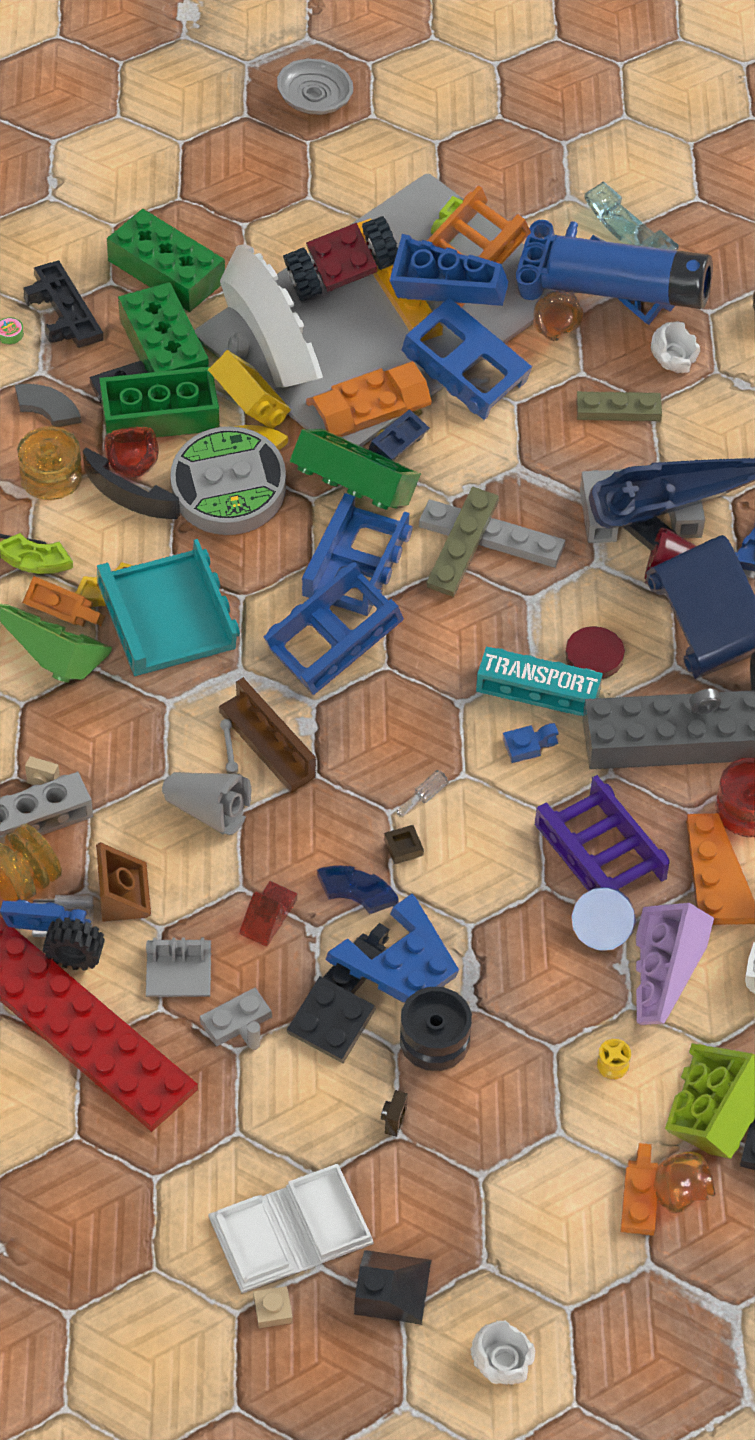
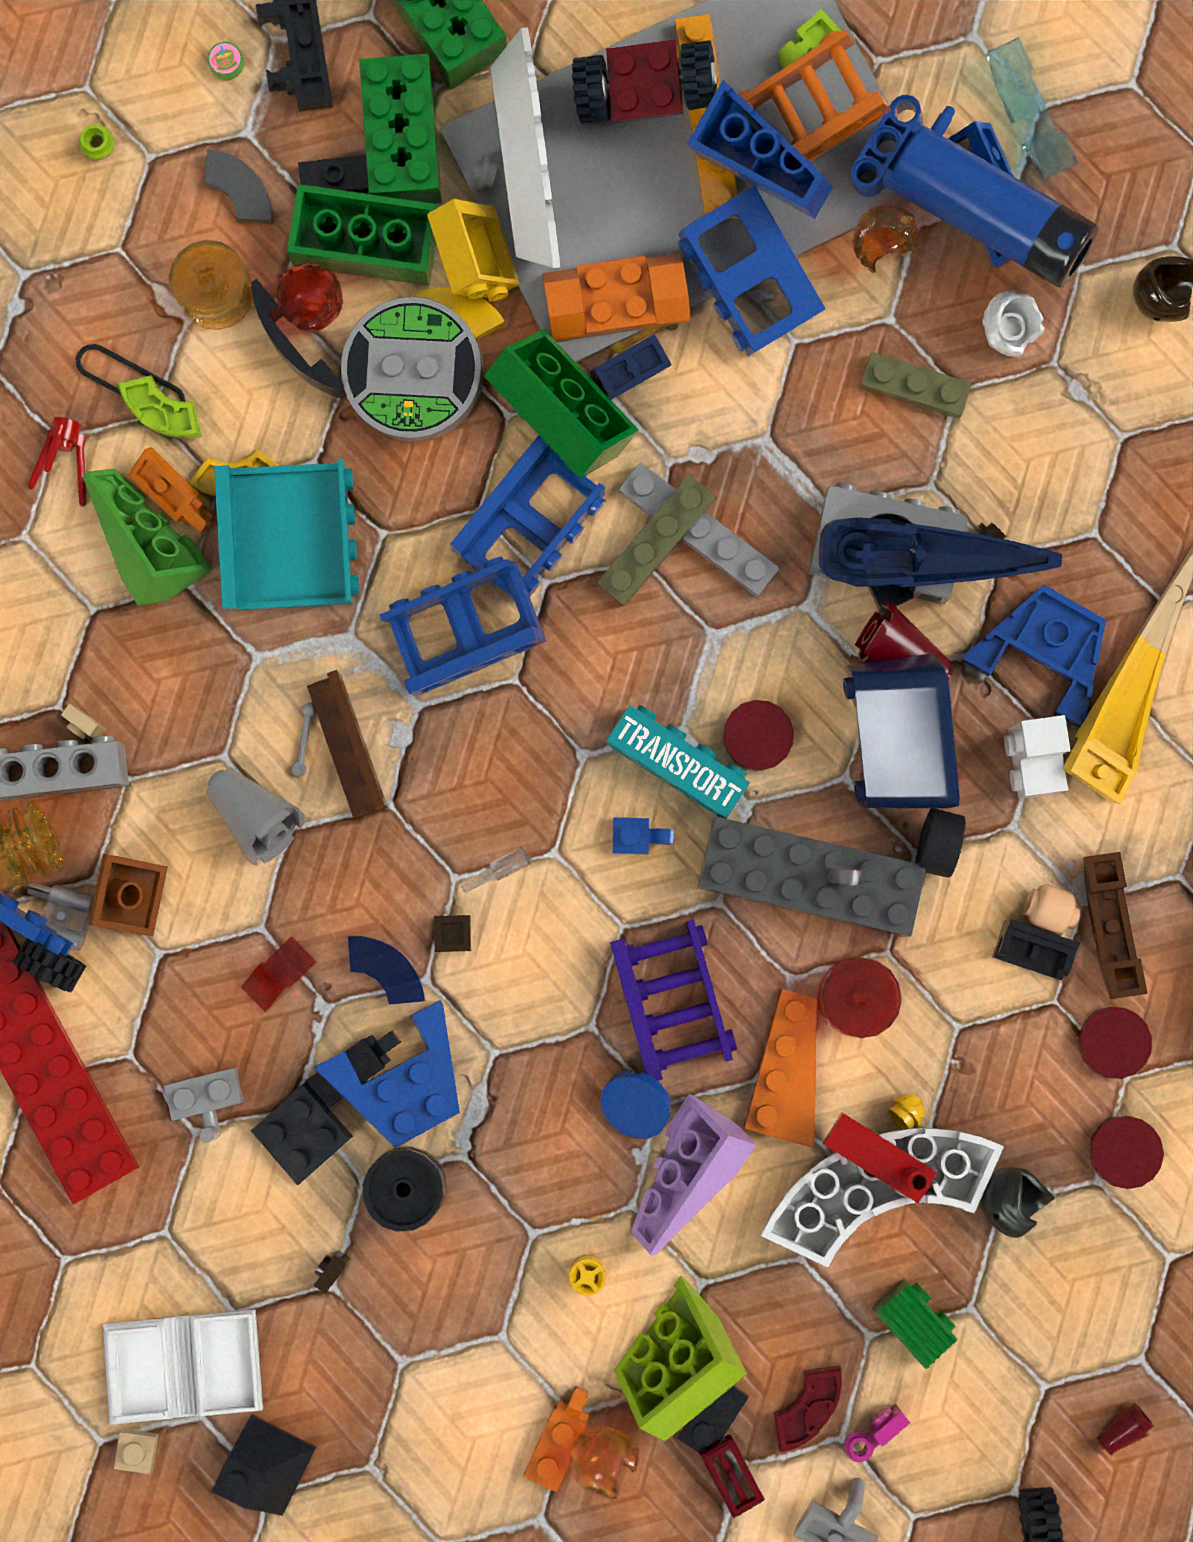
camera: 20 degrees right, 30 degrees up
(178, 968) = (160, 1015): light grey hinge -> none

